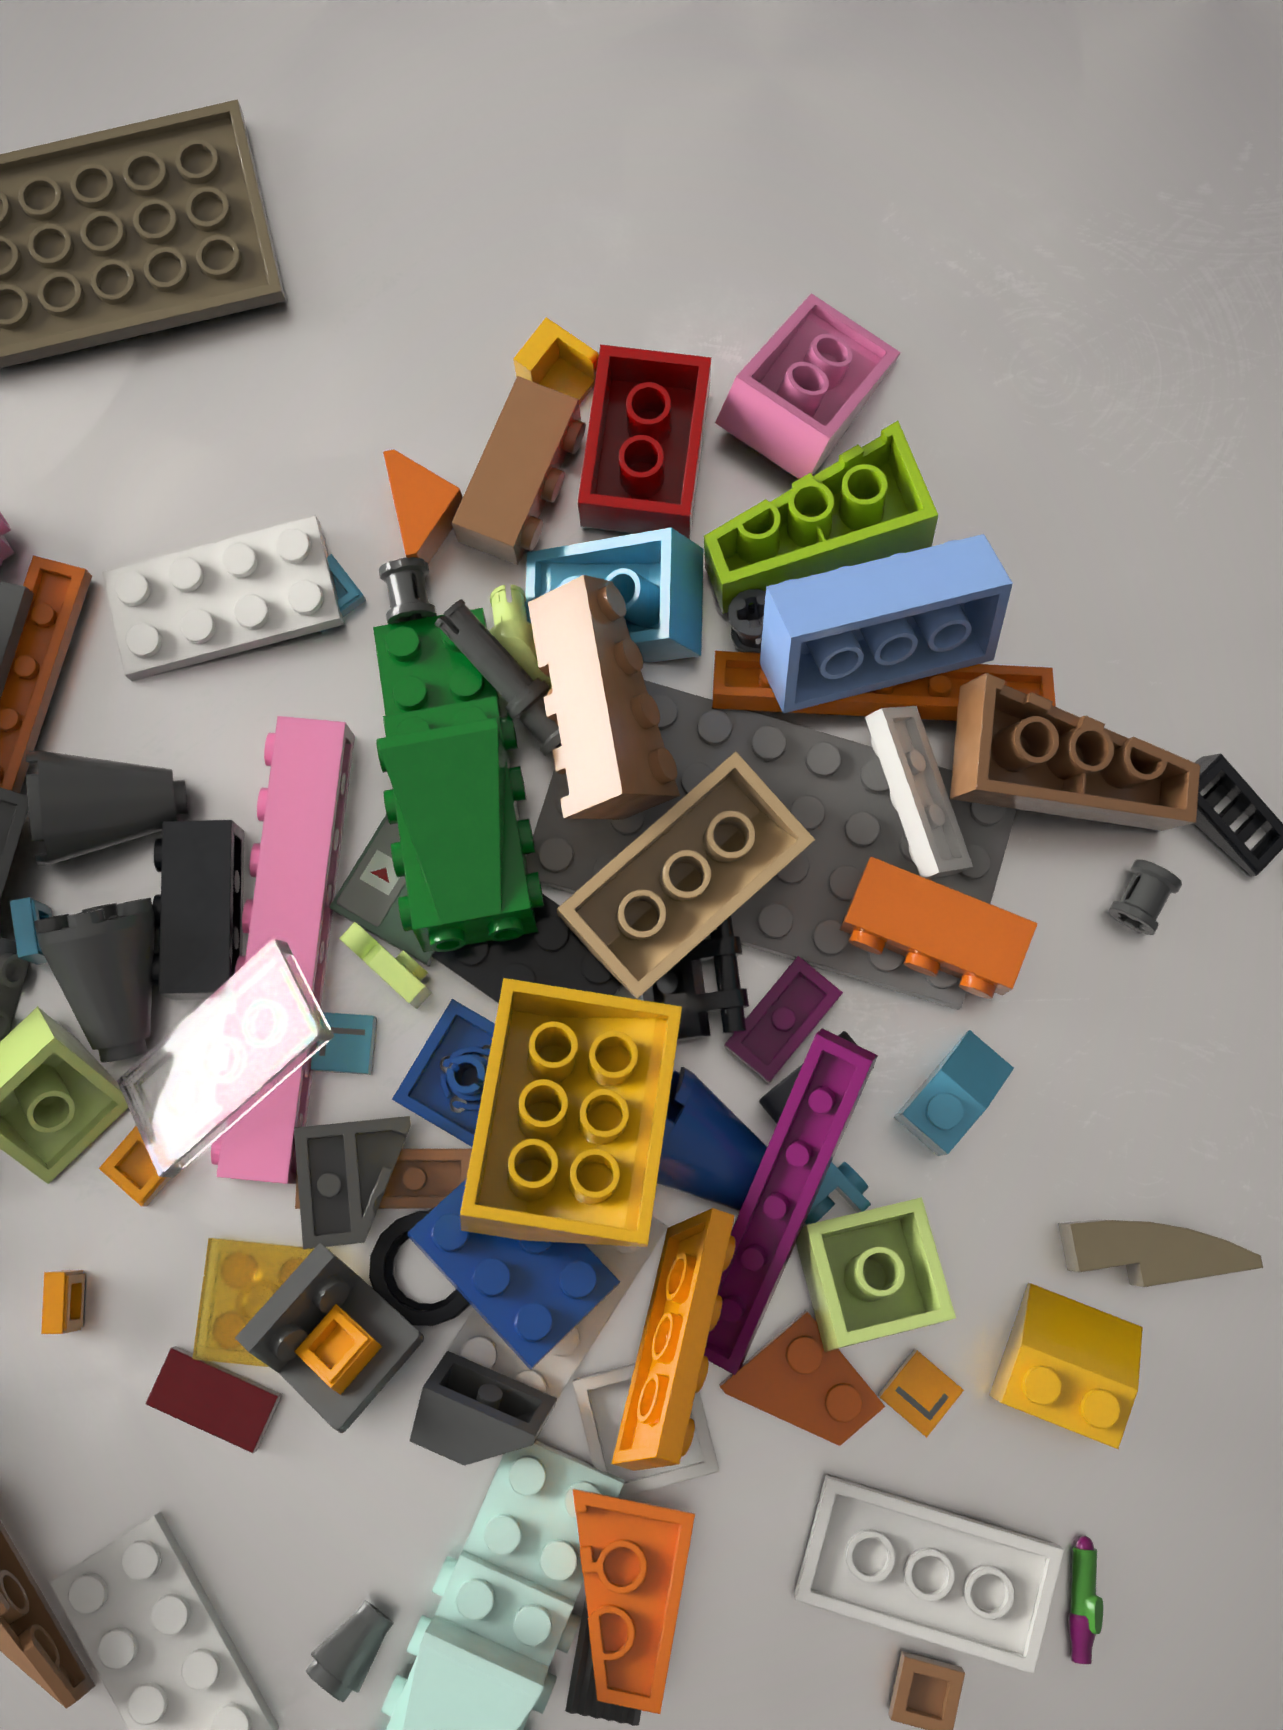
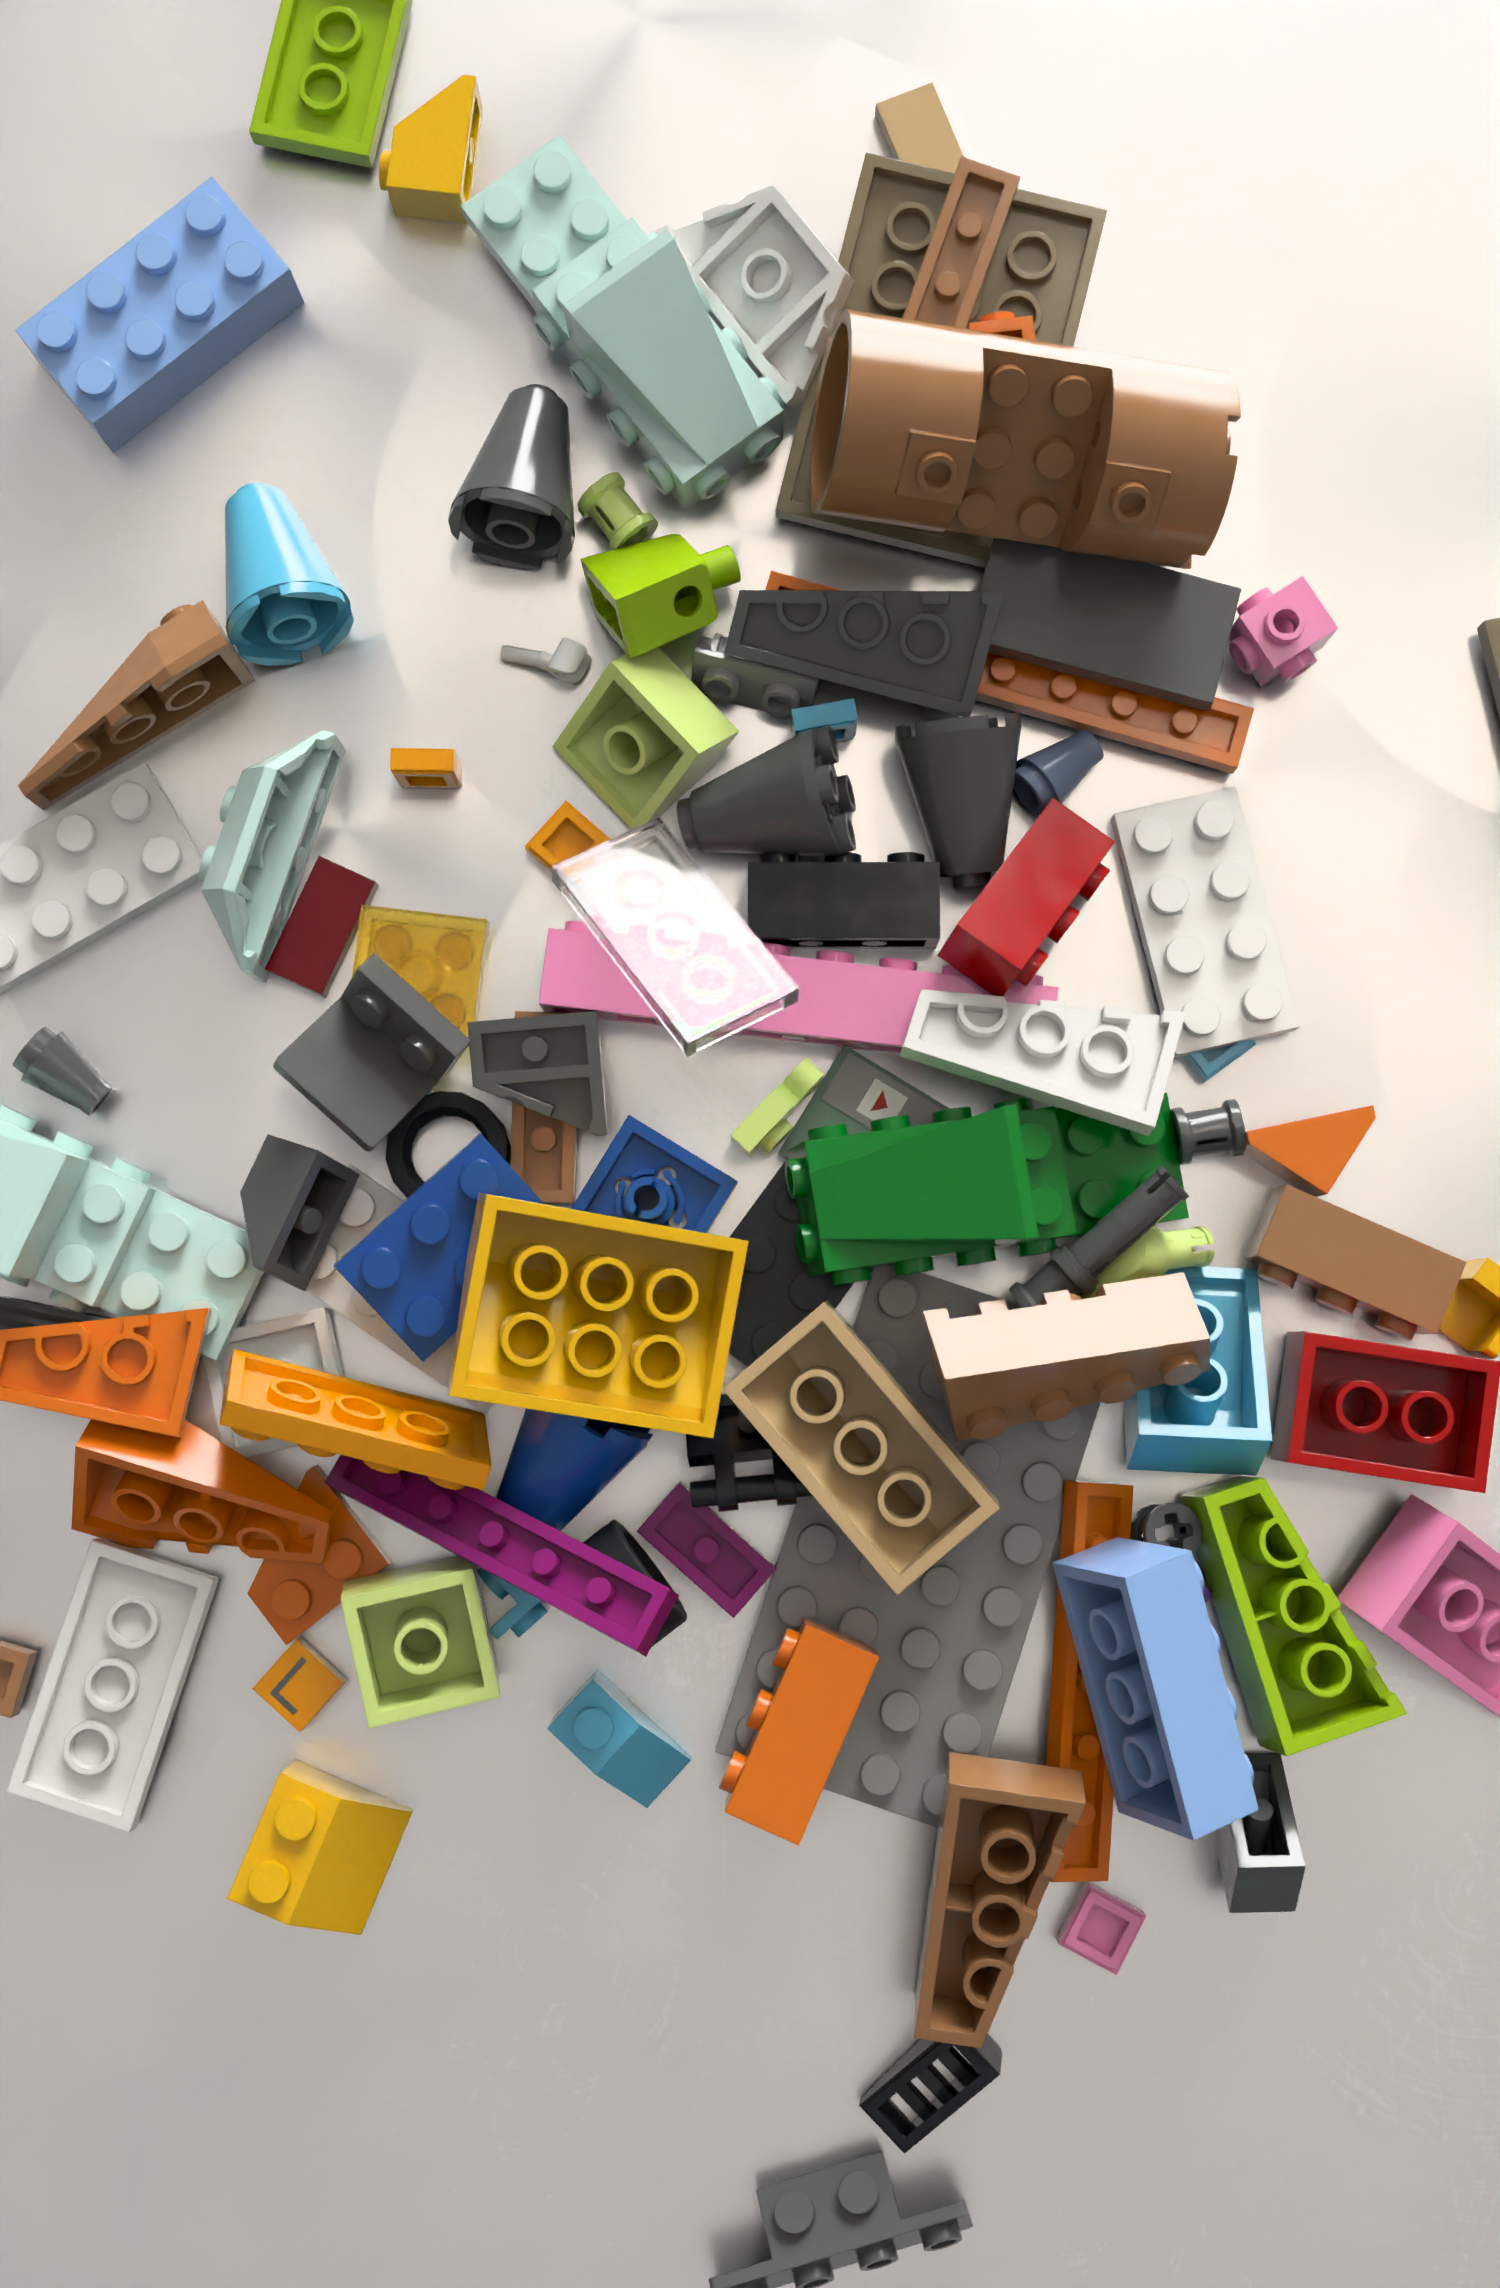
camera: 90 degrees right, 5 degrees up
(84, 725) = (1055, 770): none -> sand blue cone
(132, 1454) = (267, 845): none -> light aqua wedge
(200, 742) = (1028, 901): none -> brick
(338, 1349) = (360, 1060): light orange tile -> none
(339, 703) = (1073, 1058): none -> white wing
(350, 1048) = (696, 1074): medium azure tile -> none
(746, 1501) = (190, 1490): none -> orange wedge
(918, 792) = (957, 1715): white plate -> none
(1024, 535) = (1263, 1850): none -> dark grey slope
(1086, 1607) = (71, 1852): bright green piece -> none
(1091, 675) = (1100, 1927): none -> bright pink tile
(1145, 896) = (835, 1972): dark grey bush -> none
(1151, 1251) = (438, 1949): dark tan slope -> none

